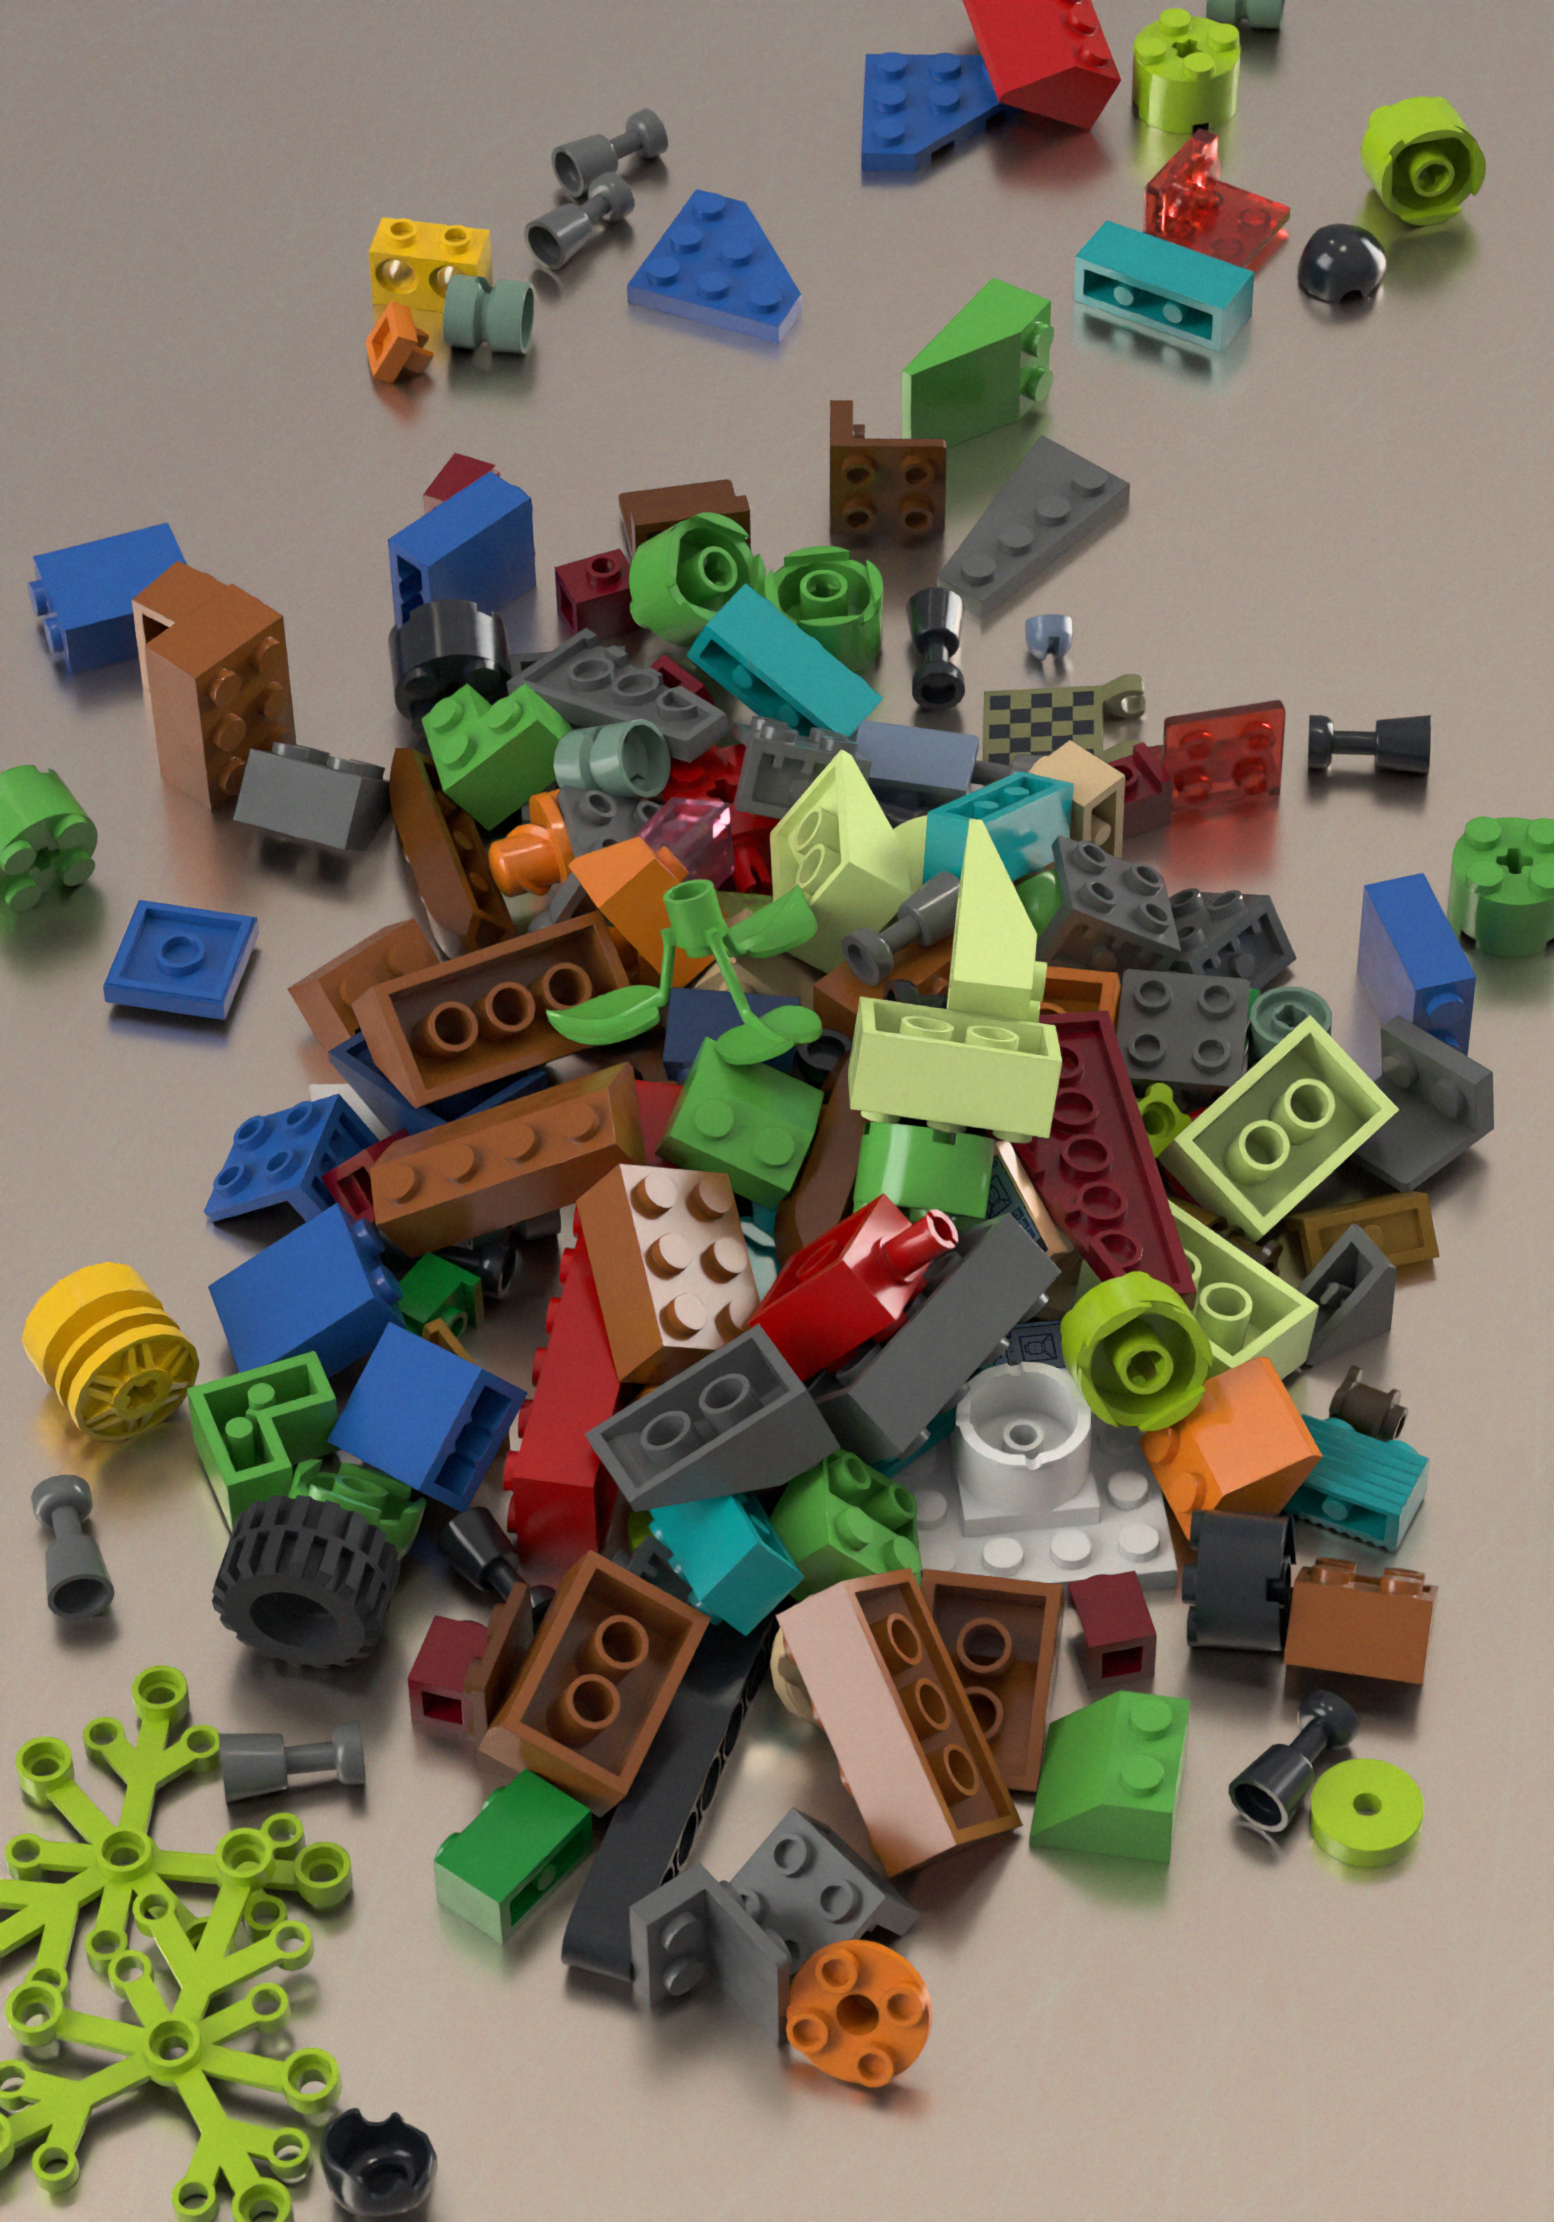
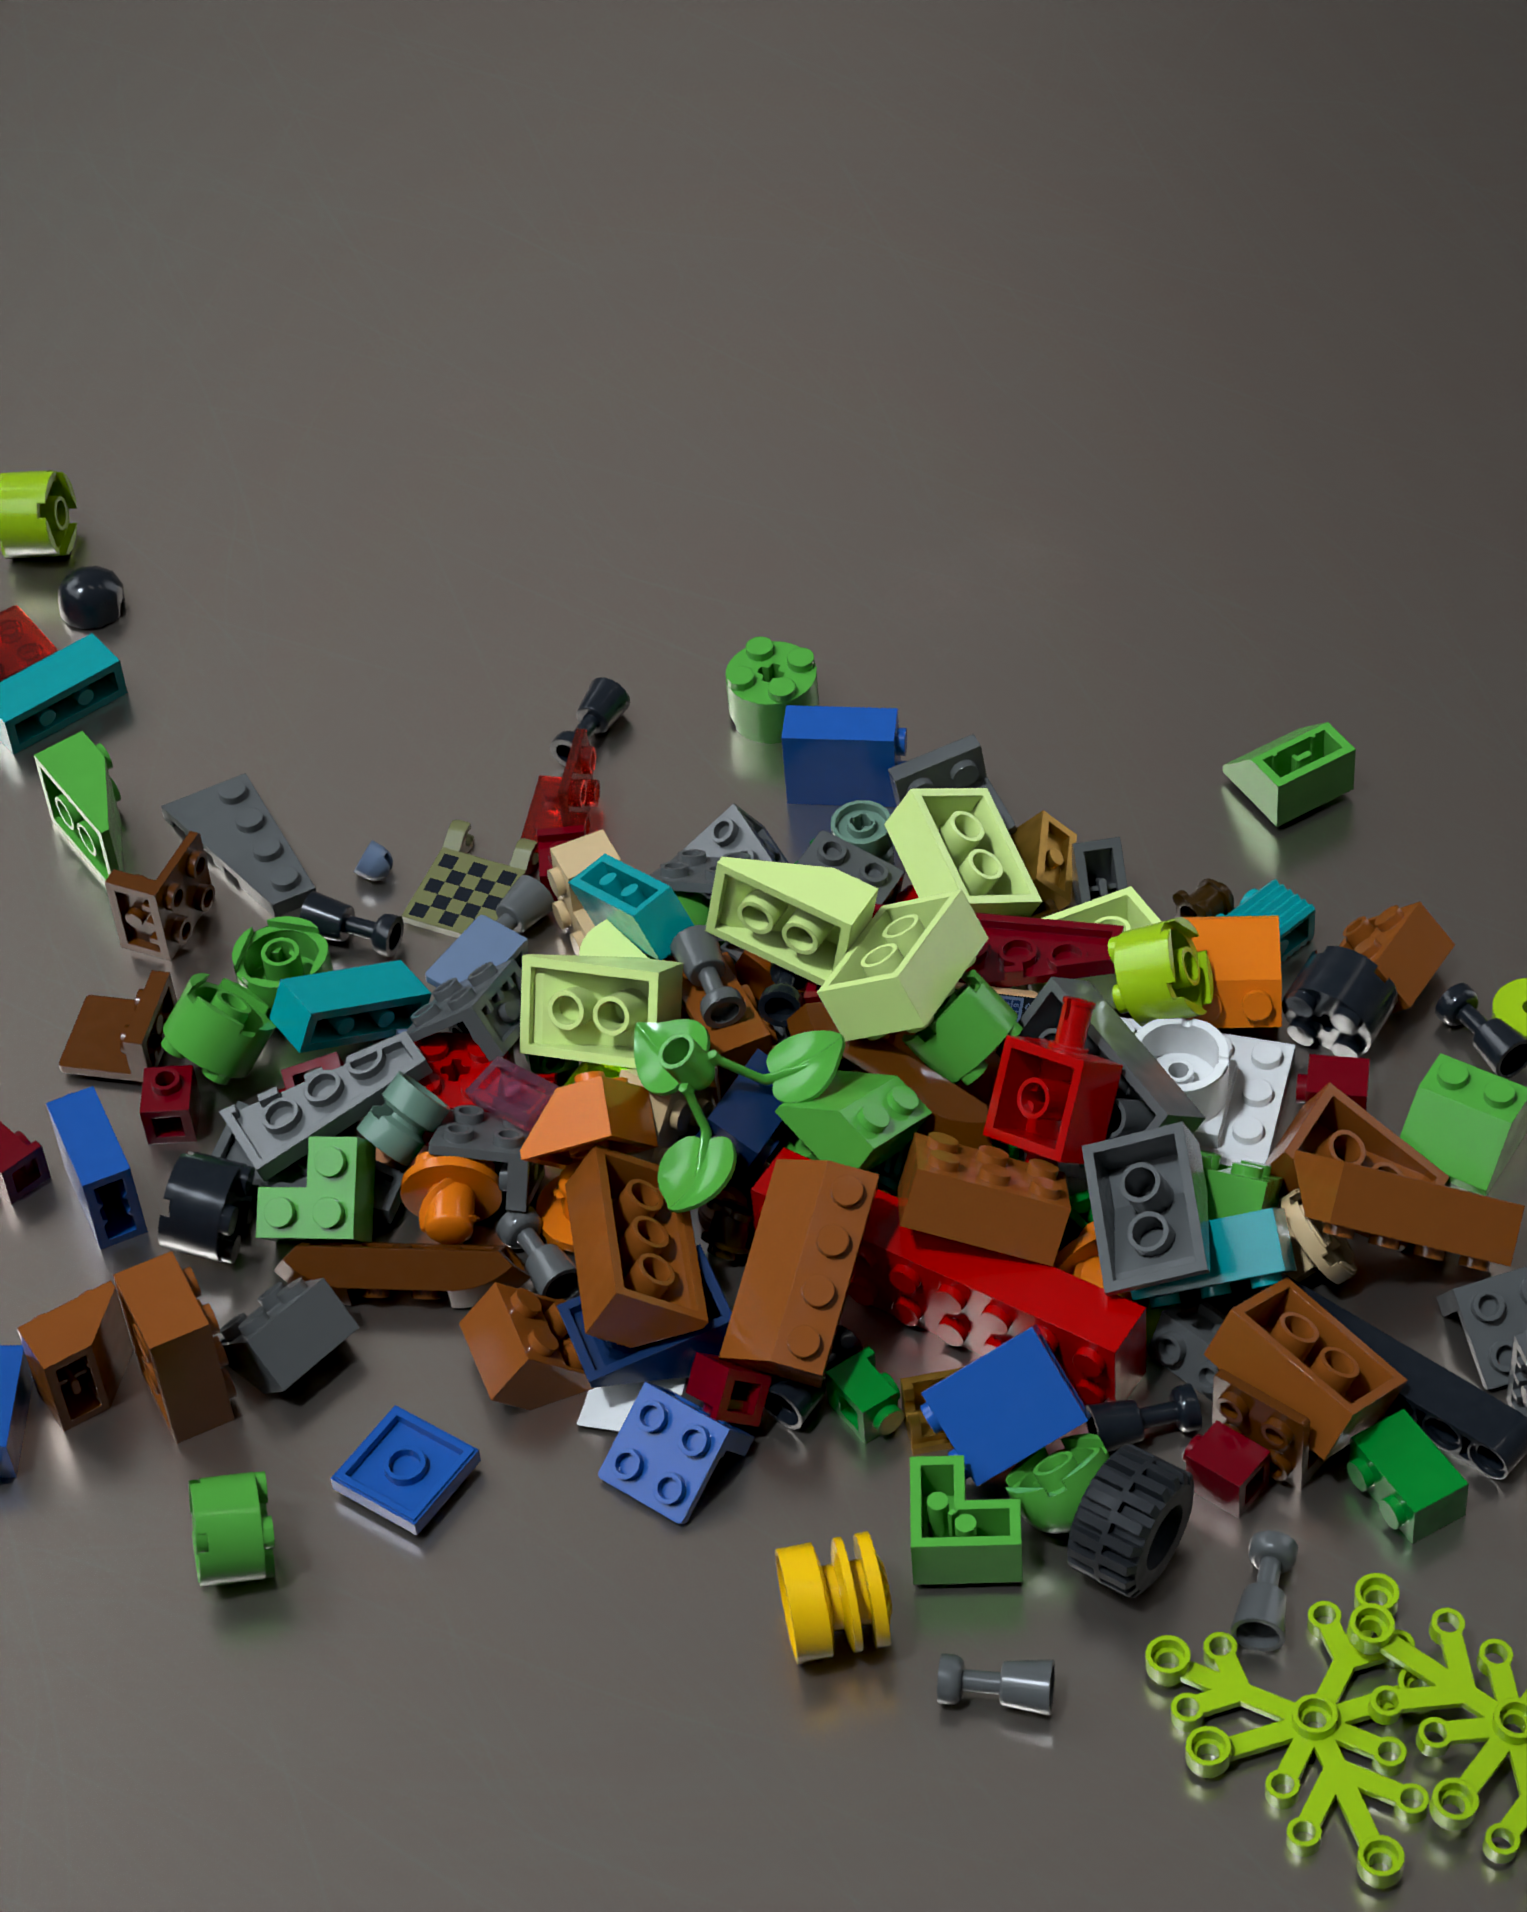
camera: 65 degrees left, 0 degrees up
(310, 1294) = (845, 1458): blue brick -> none

